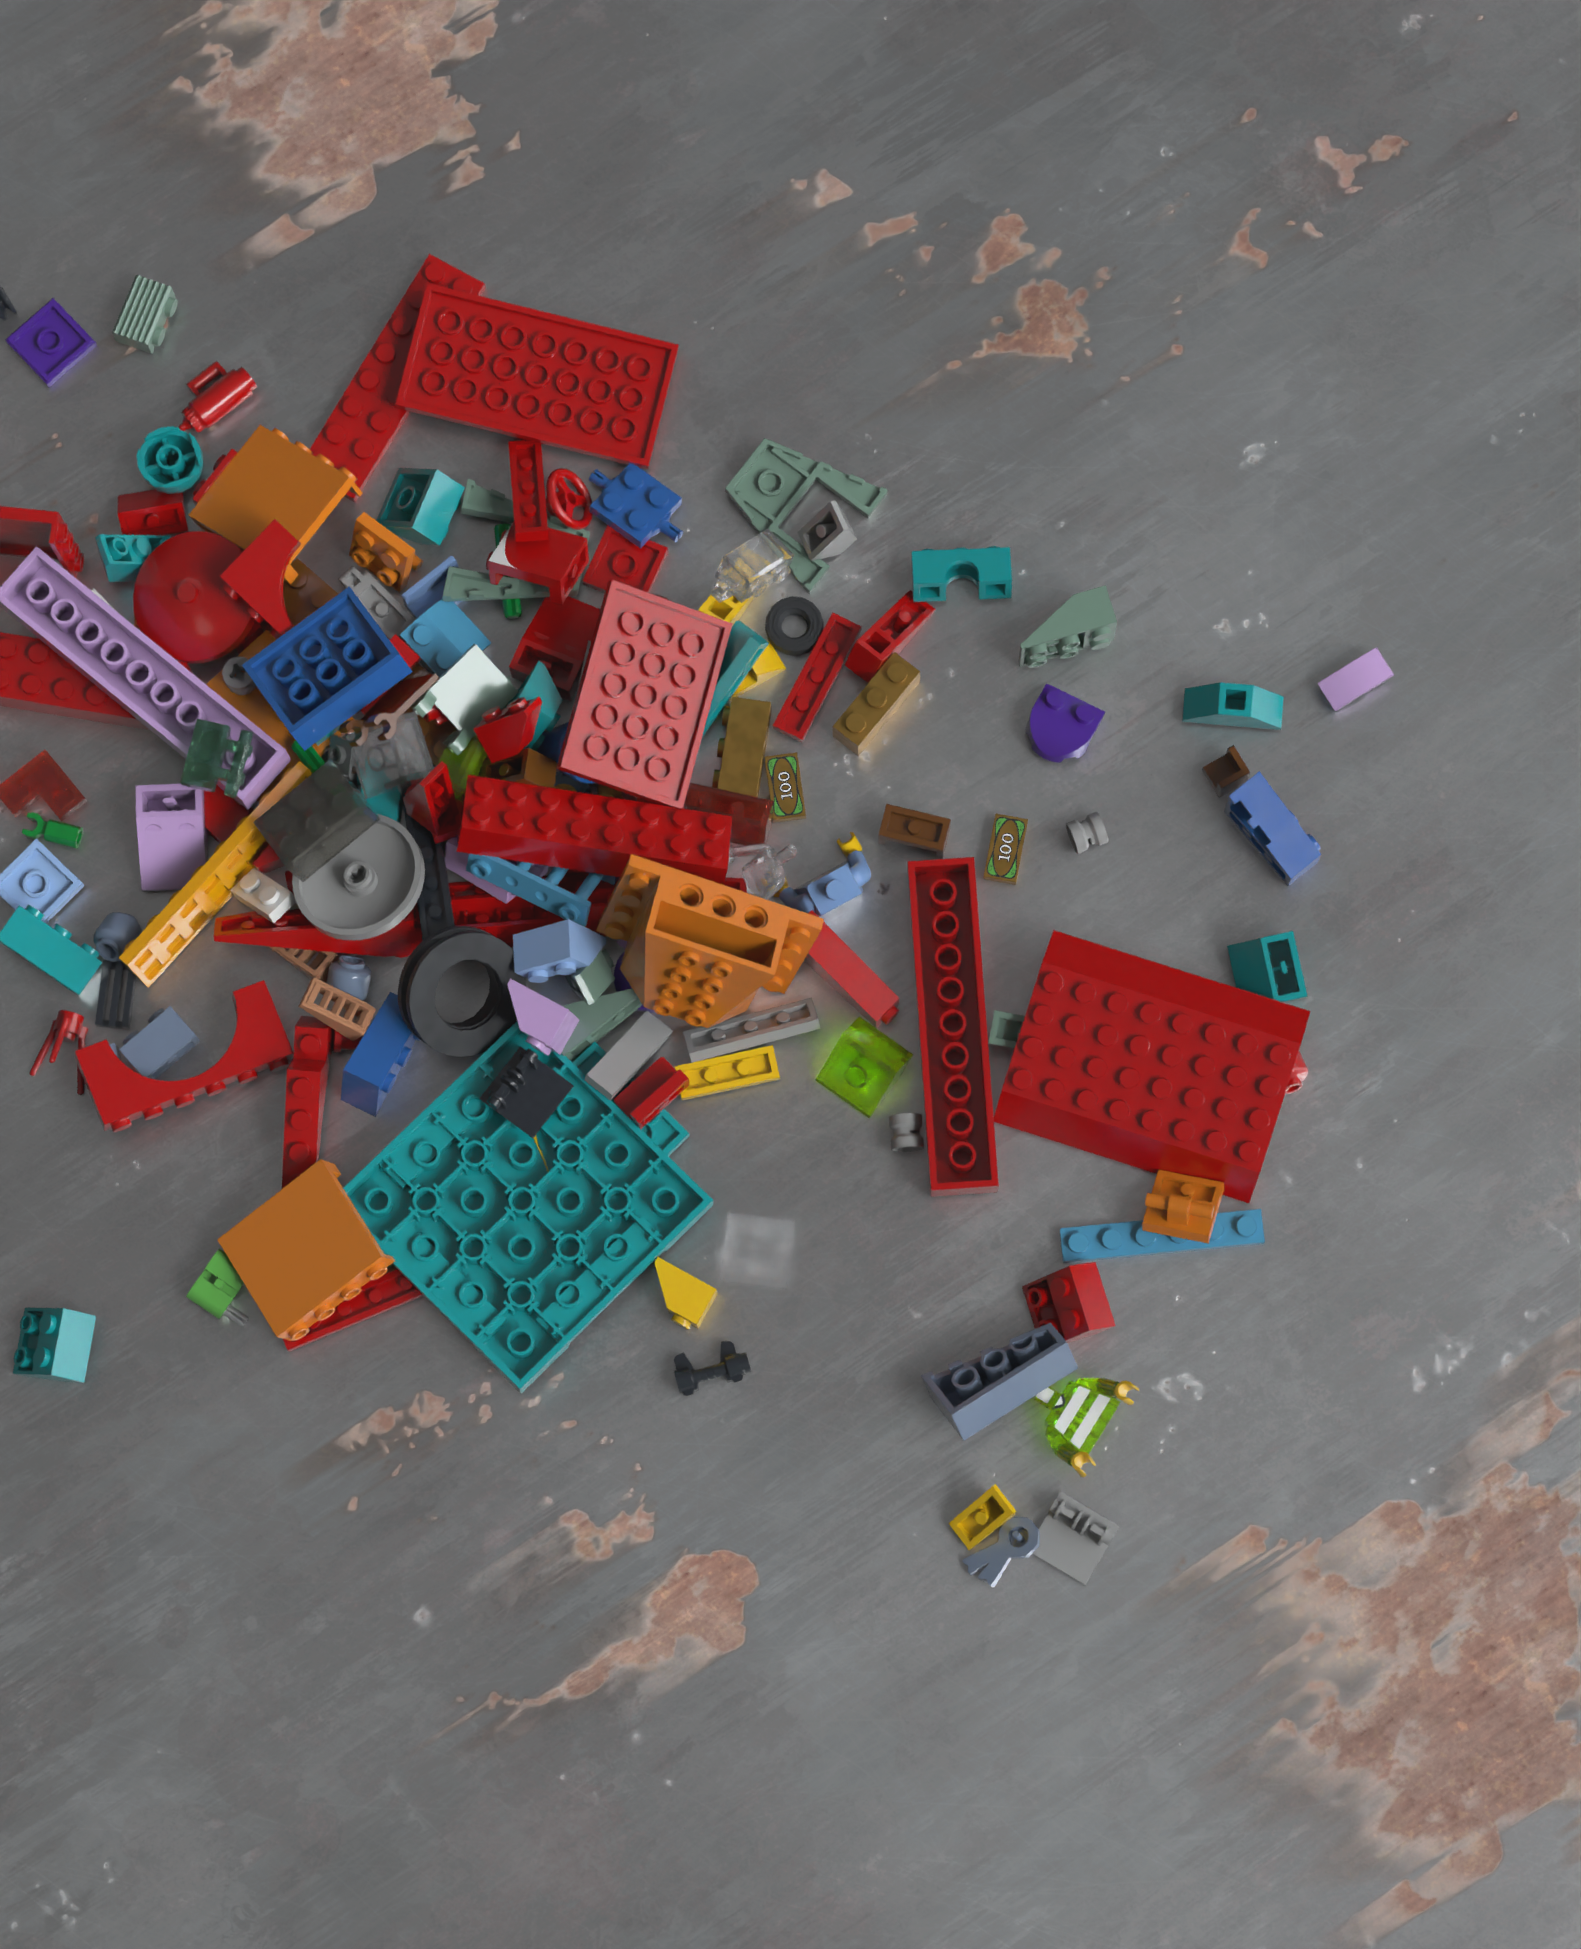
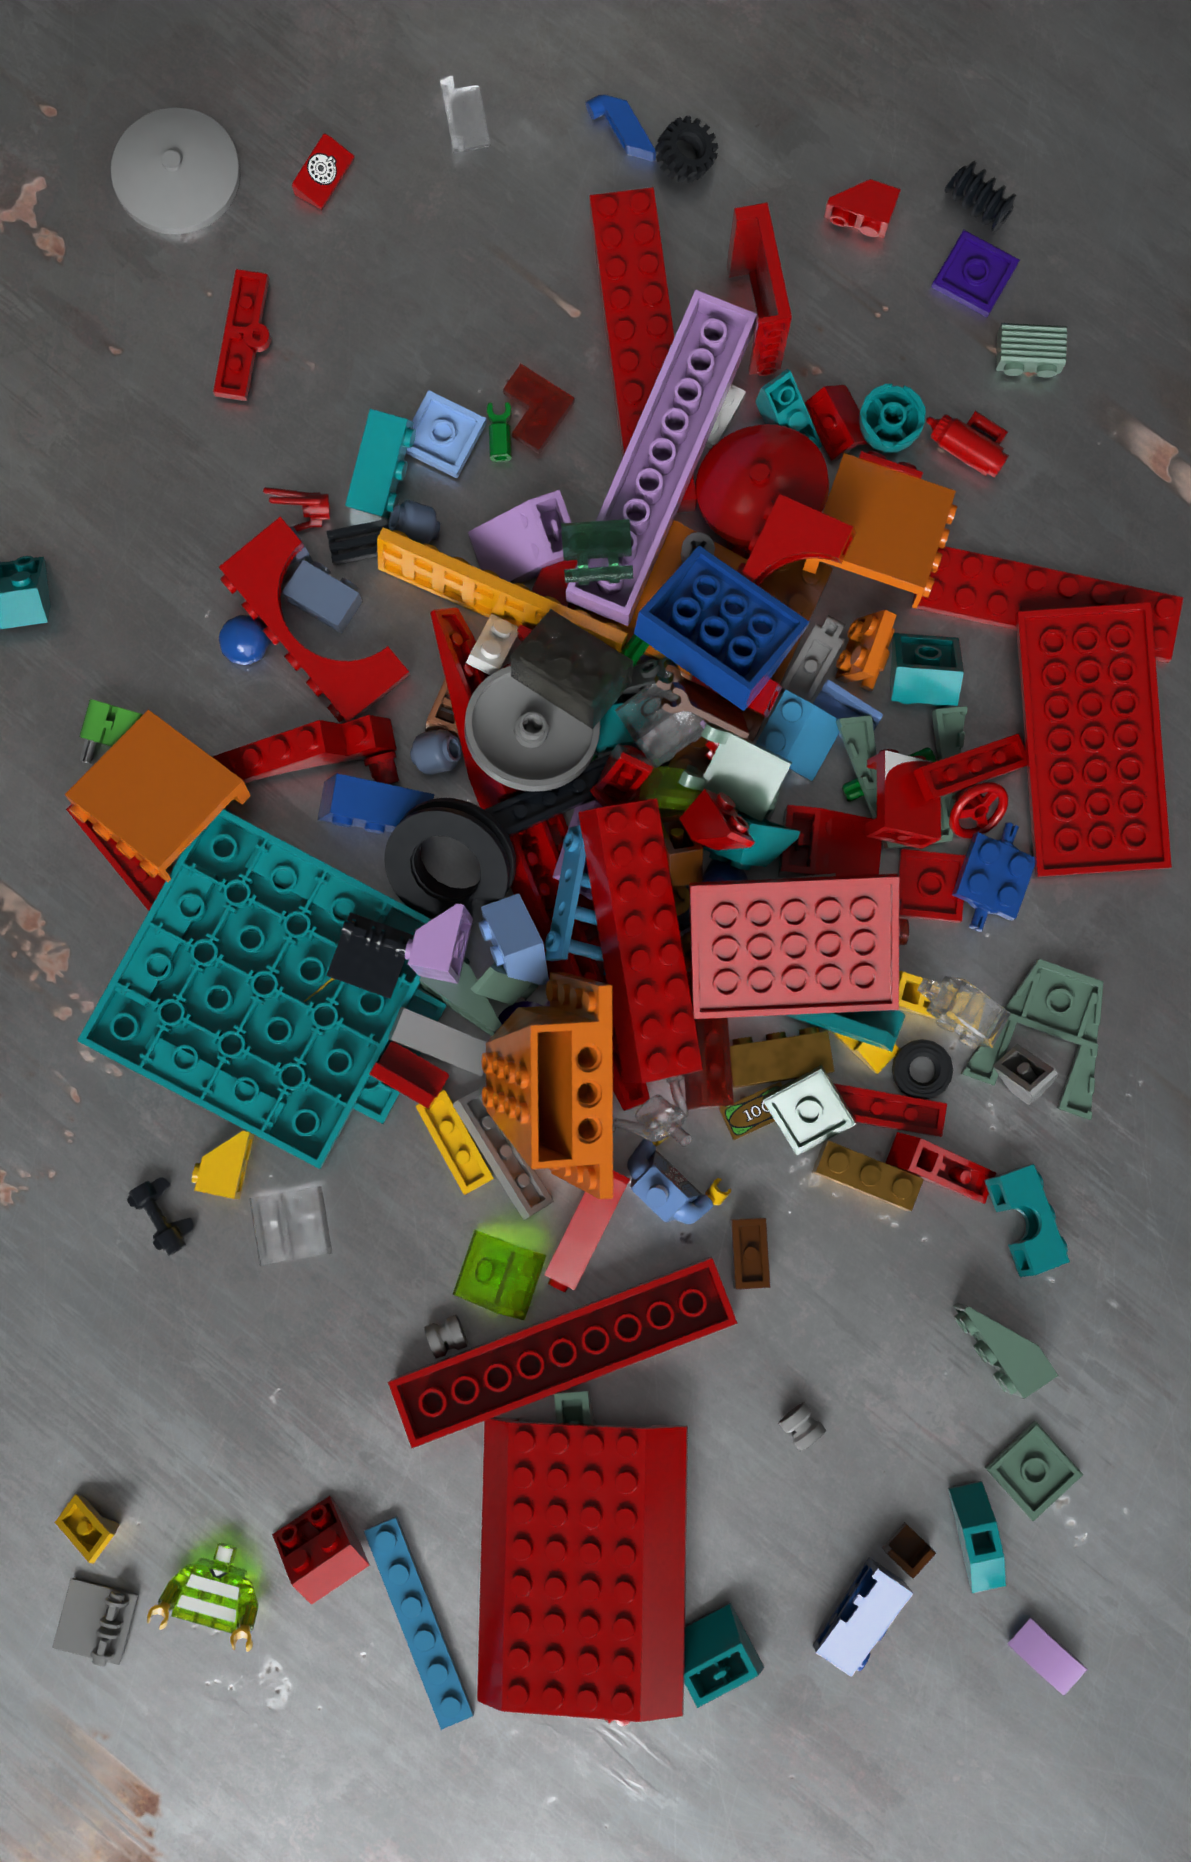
camera: 70 degrees right, 5 degrees up
(176, 1134) = (243, 640): none -> blue hair
(353, 1006) = (408, 764): nougat slope -> none
(799, 736) = (809, 1110): none -> tile
(1000, 1379) = (220, 1506): sand blue wedge -> none
(1005, 849) = (761, 1348): pearl gold tile -> none
(1016, 1539) = (72, 1568): sand blue piece -> none
(1061, 725) = (905, 1367): dark purple slope -> none
(1182, 1206) = (449, 1639): orange plate -> none
(1189, 641) = (1033, 1470): none -> sand green tile

